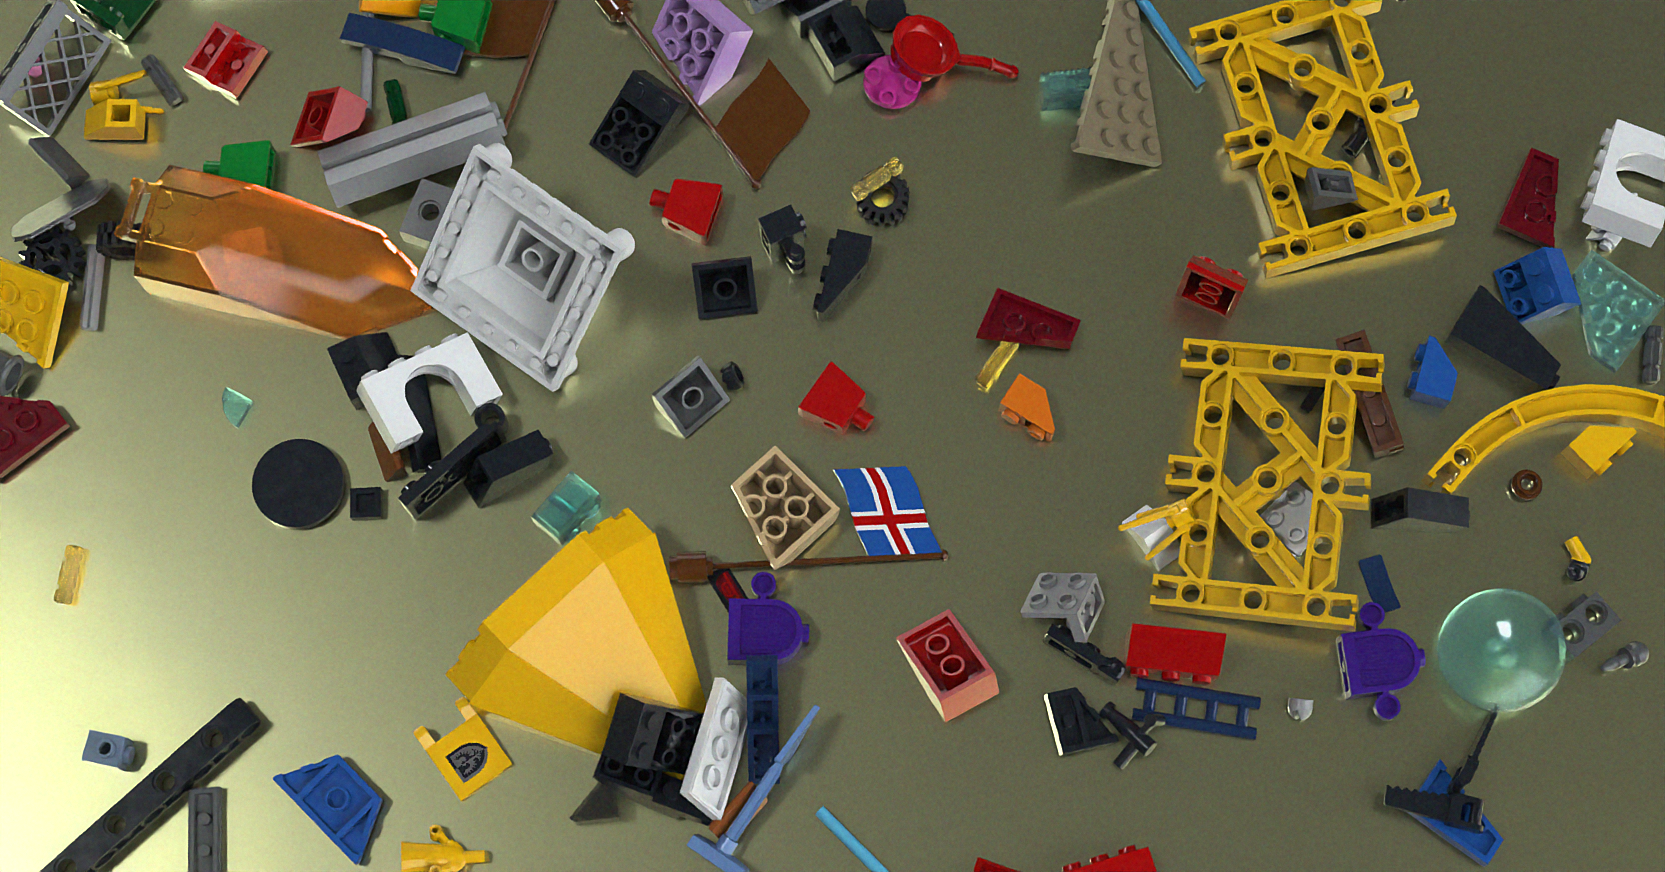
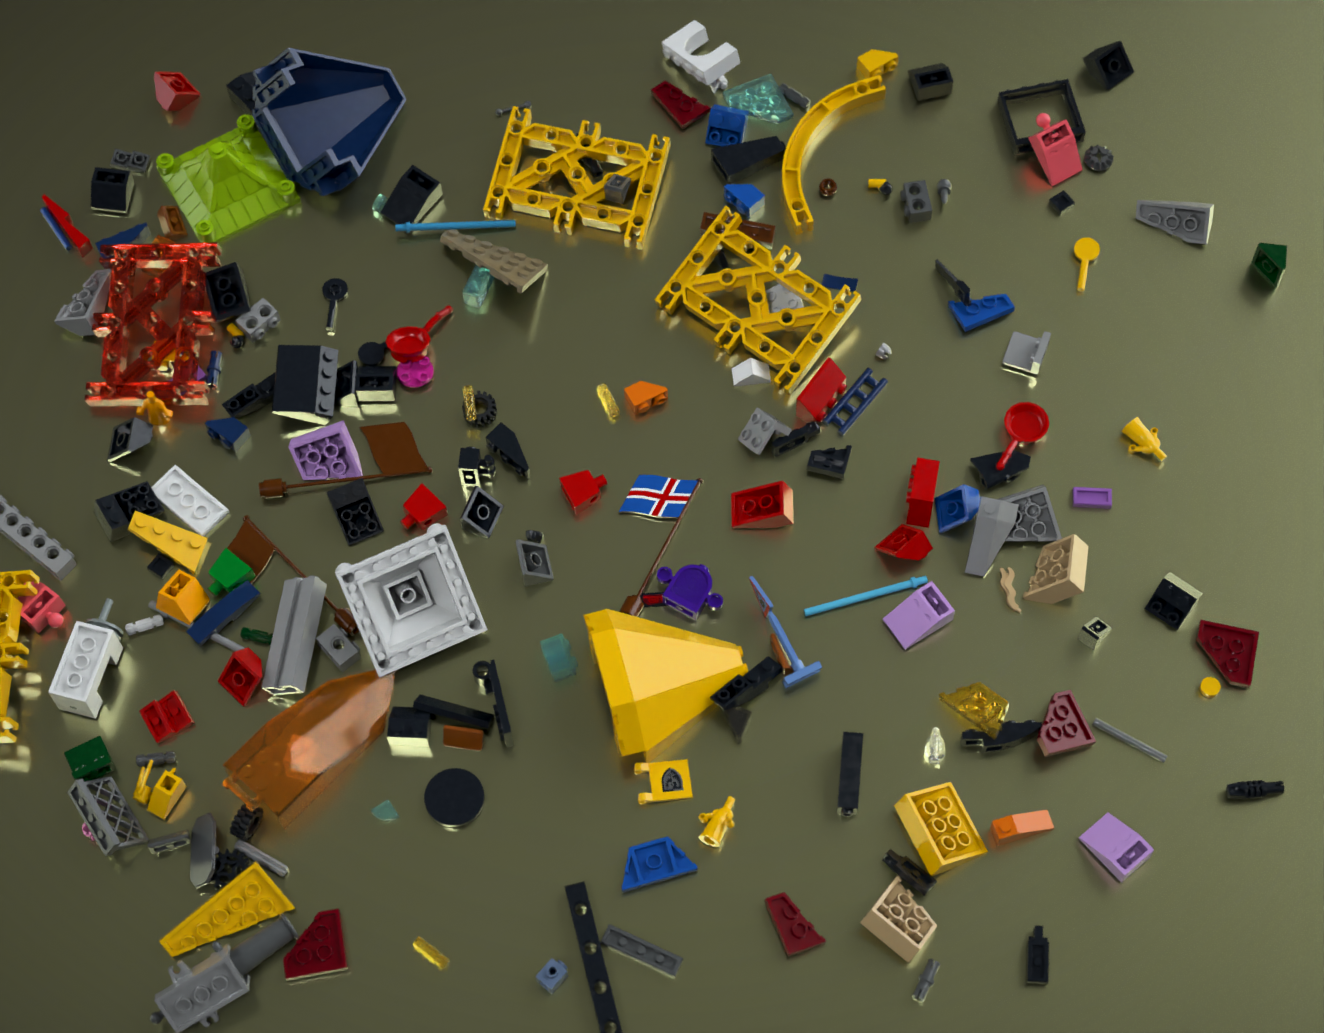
camera: 60 degrees left, 10 degrees down
(245, 162) = (240, 732): green torso -> none
(366, 503) = (488, 766): black tile -> none
(453, 360) = (439, 714): white arch -> none
(507, 467) = (516, 677): black slope -> none
(652, 734) = (720, 662): black slope -> none
(716, 750) = (744, 639): white tile -> none
(762, 714) = (738, 611): dark blue slope -> none
(783, 507) = (626, 540): tan wedge -> none
(1026, 322) = (596, 373): dark red wing -> none
(1136, 736) = (851, 436): black piece -> none
(1176, 514) = (749, 350): yellow plant -> none
(1211, 286) = (634, 273): red slope -> none
(1378, 661) = (882, 302): dark purple piece -> none
(1420, 511) = (814, 240): black slope -> none
(1437, 807) = (973, 312): black piece -> none
(1502, 650) = (908, 241): clear light blue dish -> none
(1595, 446) = (827, 145): yellow slope -> none

